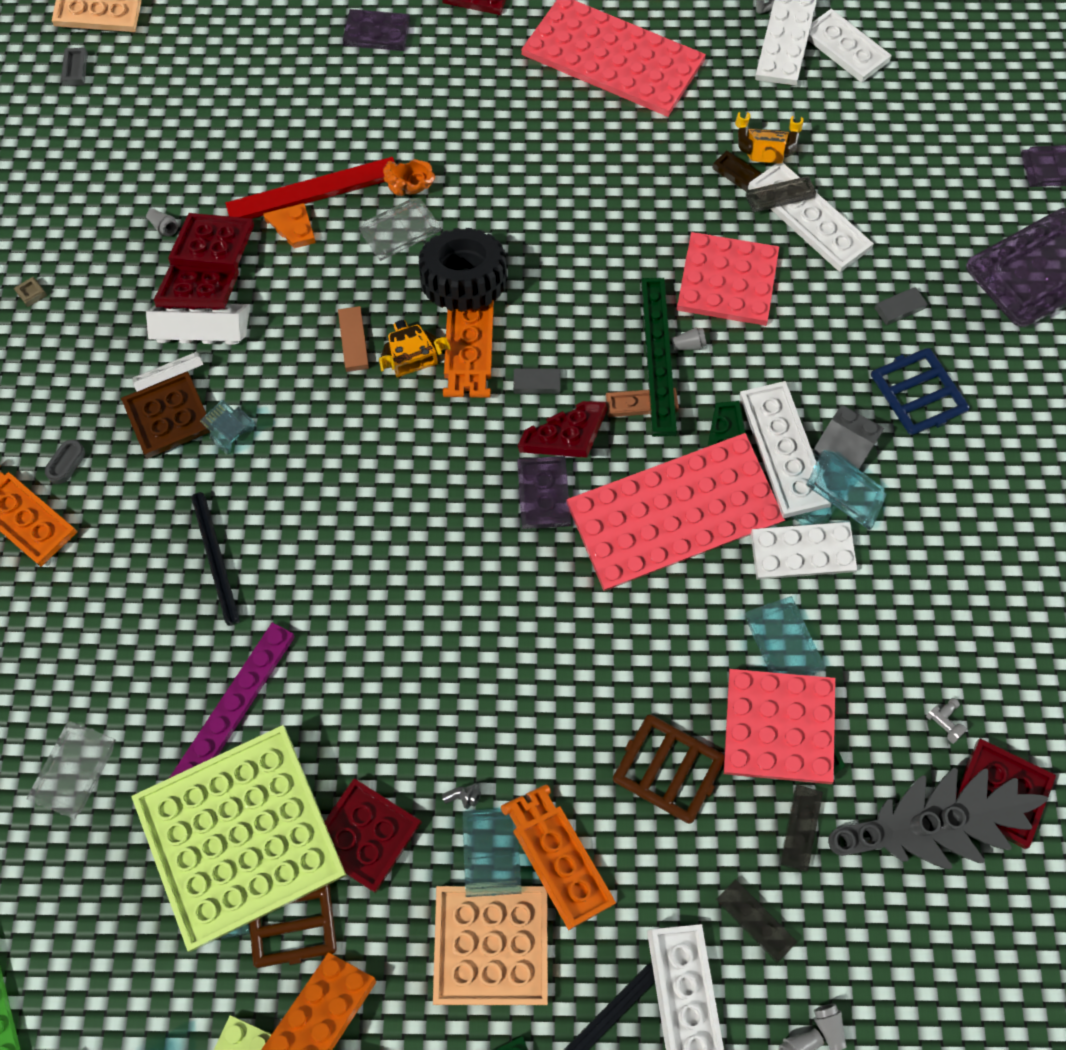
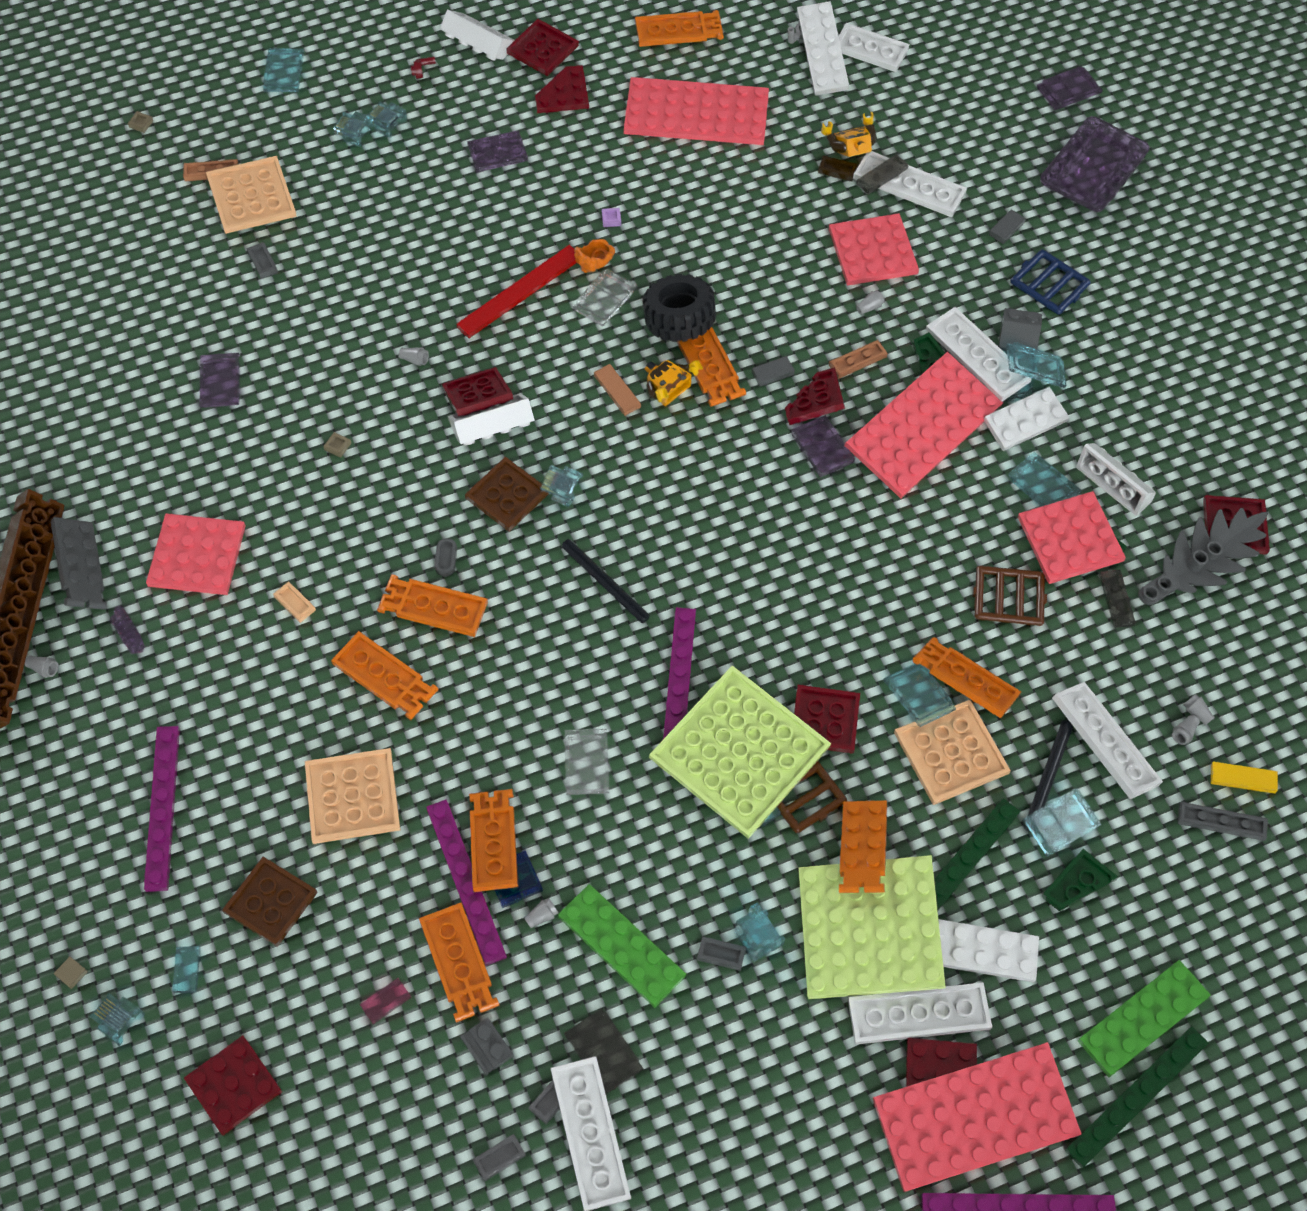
camera: 25 degrees left, 5 degrees down
(167, 371) = (492, 459): white tile -> none
(211, 241) = (466, 355): dark red plate -> none
(292, 224) = (519, 322): orange wing -> none
(455, 142) = (611, 217): none -> lavender tile
(468, 795) = (883, 665): dark grey plate -> none
(658, 358) = (855, 321): dark green plate -> none
(756, 921) = (1117, 667): clear smoke tile -> none
(875, 671) = (1115, 478): none -> white slope
(941, 716) = (1174, 493): light grey piece -> none

